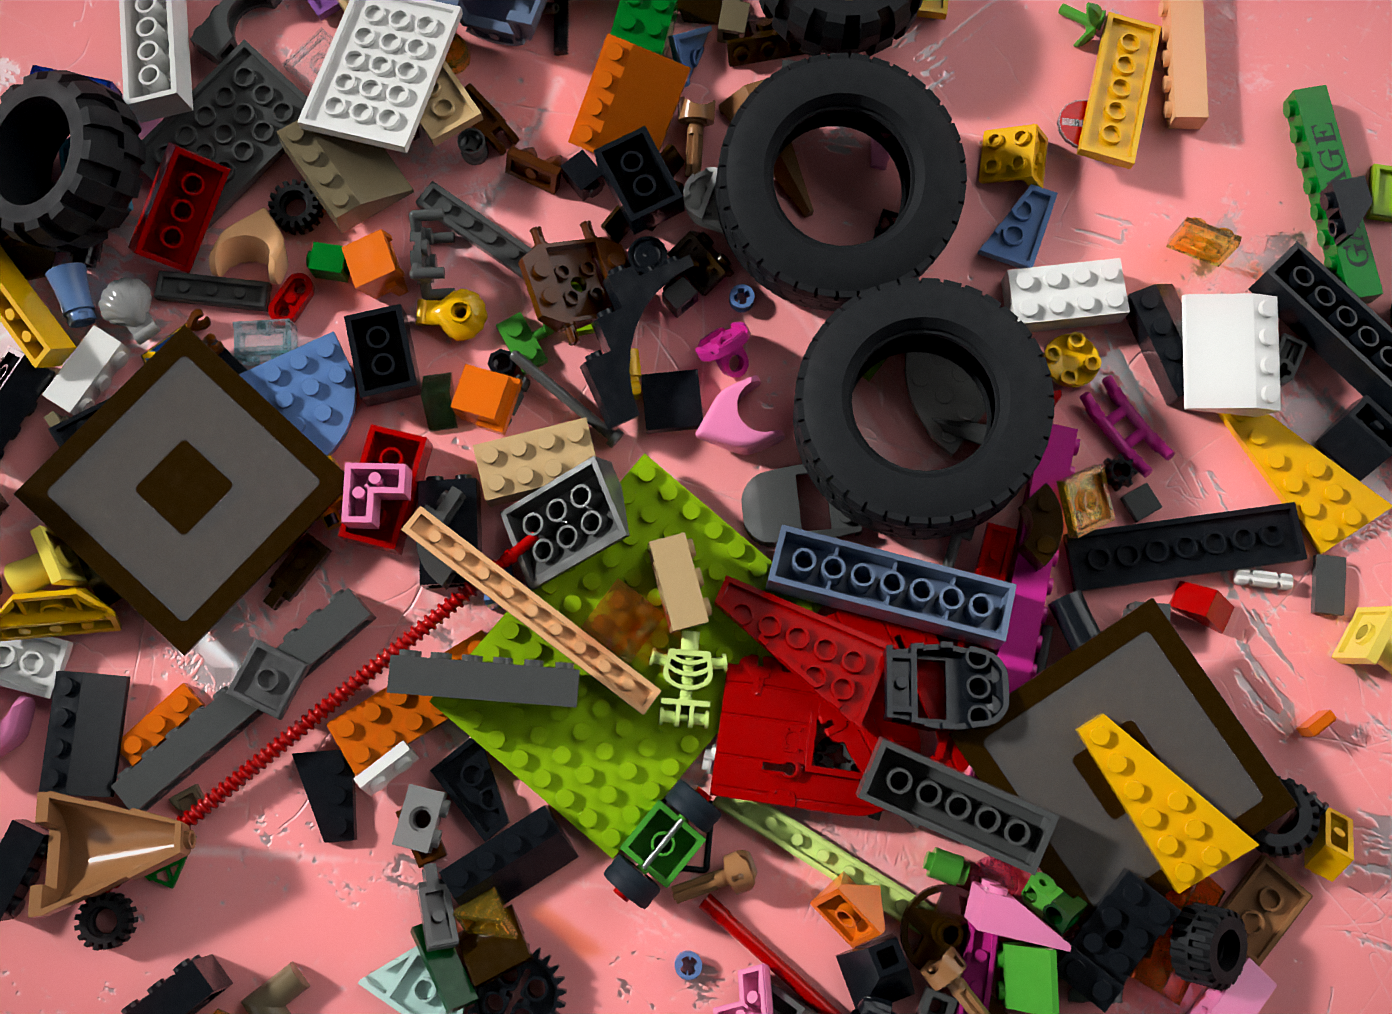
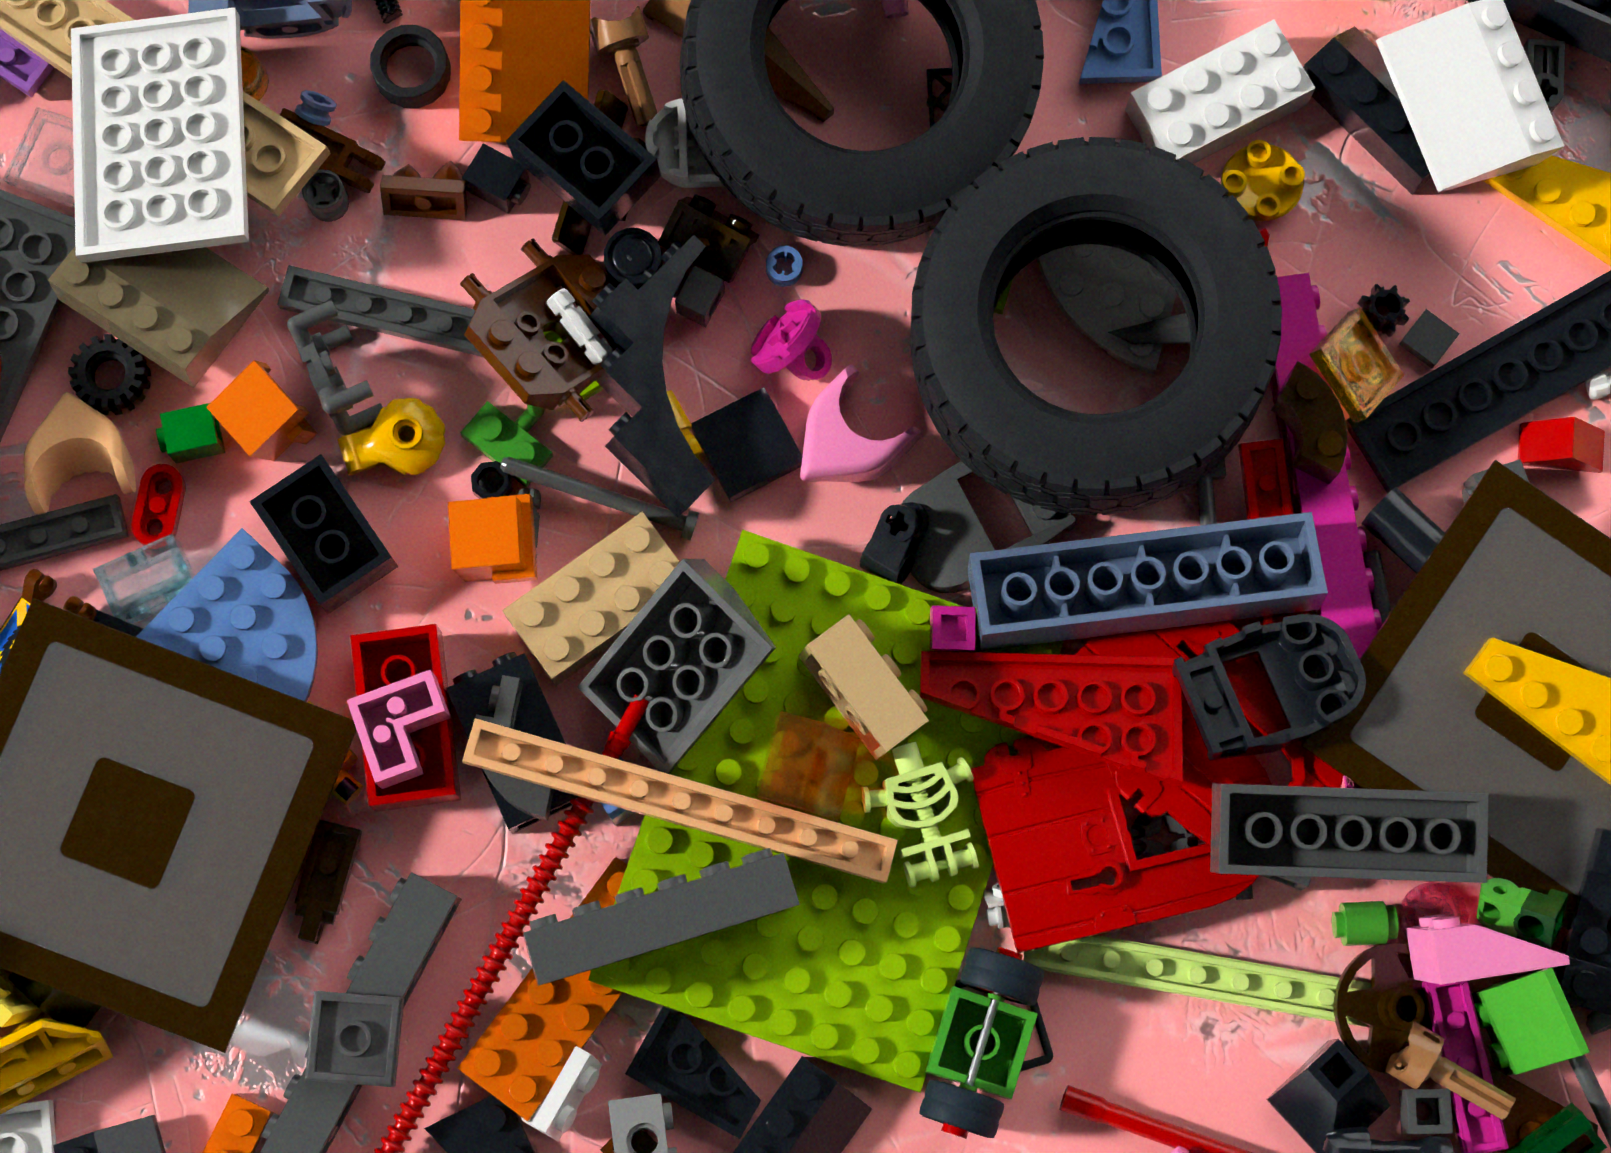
camera: 25 degrees left, 0 degrees up
(437, 398) = (426, 568): slope -> none
(489, 90) = (315, 108): none -> medium blue bush
(553, 67) = (397, 39): none -> black tyre
(594, 285) = (579, 326): none -> white axle
(736, 502) = (892, 549): none -> black piece
(738, 873) = (1094, 1041): medium nougat piece -> none
(752, 568) = (952, 628): none -> dark pink tile
(851, 909) = (1265, 1029): orange slope -> none
(1124, 409) = (1359, 221): dark pink piece -> none

